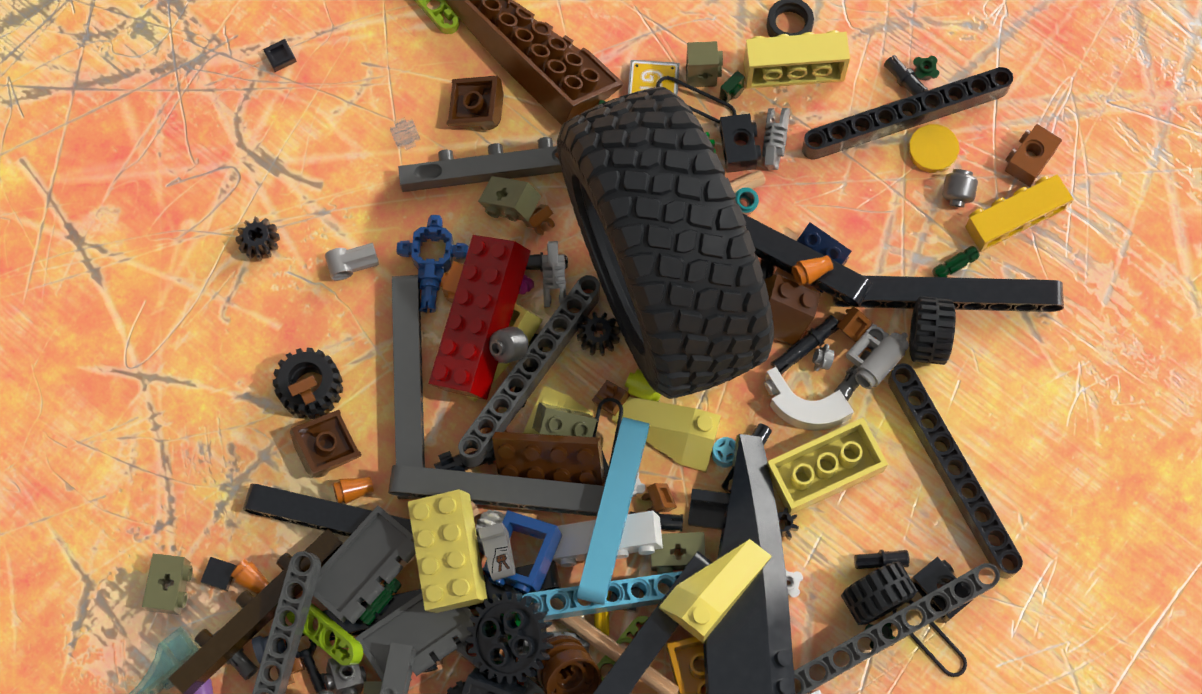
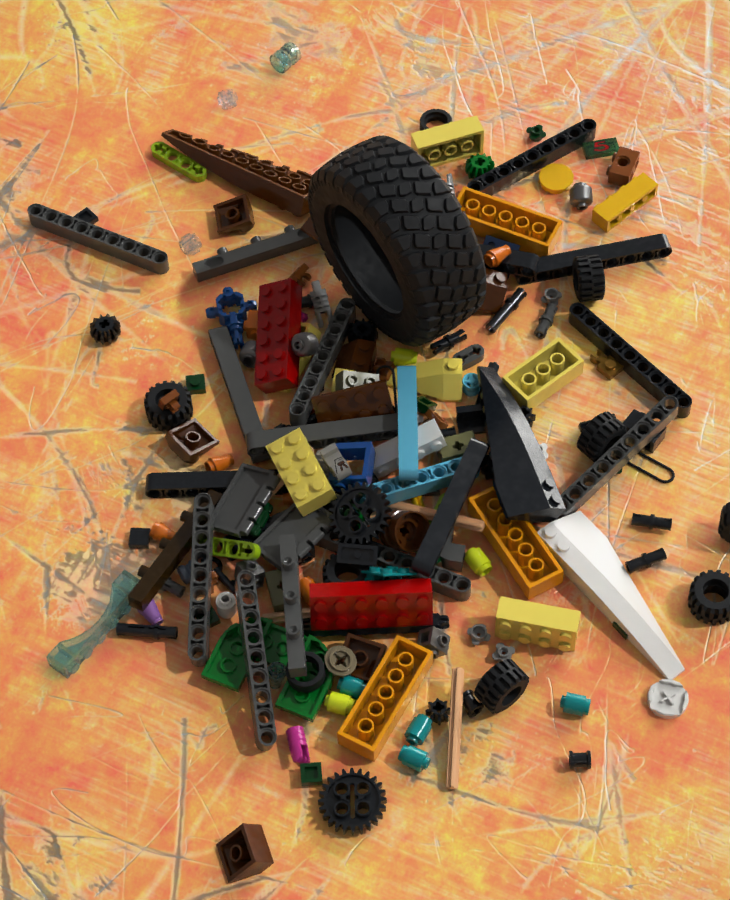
camera: 15 degrees left, 15 degrees down
(161, 572) = (104, 550): olive brick -> none
(290, 103) = (98, 238): none -> dark grey beam
(344, 262) = (172, 330): light grey piece -> none
(355, 353) = (196, 384): none -> dark green plate
(435, 326) = (248, 354): none -> flat silver head
(509, 199) = (276, 264): olive brick -> none
(578, 373) = (357, 356): none -> reddish brown slope
(653, 469) = (425, 404): none -> dark green plate
(709, 594) = (489, 455): light yellow wedge -> none
(732, 400) = (468, 357): none -> dark grey beam
(804, 413) = (516, 348): white arch -> none
(823, 358) = (520, 314): light grey plate -> none
(827, 97) = (478, 165): none -> green gear
(842, 207) = (510, 222): none -> light orange brick
(854, 324) = (535, 289): dark orange tile -> none
(880, 361) = (560, 303): light grey piece -> none
(904, 76) = (522, 140): black pin -> none
(921, 470) = (607, 366): none -> pearl gold plate
(956, 262) = (594, 239): dark green axle -> none
(1009, 114) = (600, 148): none -> clear green tile

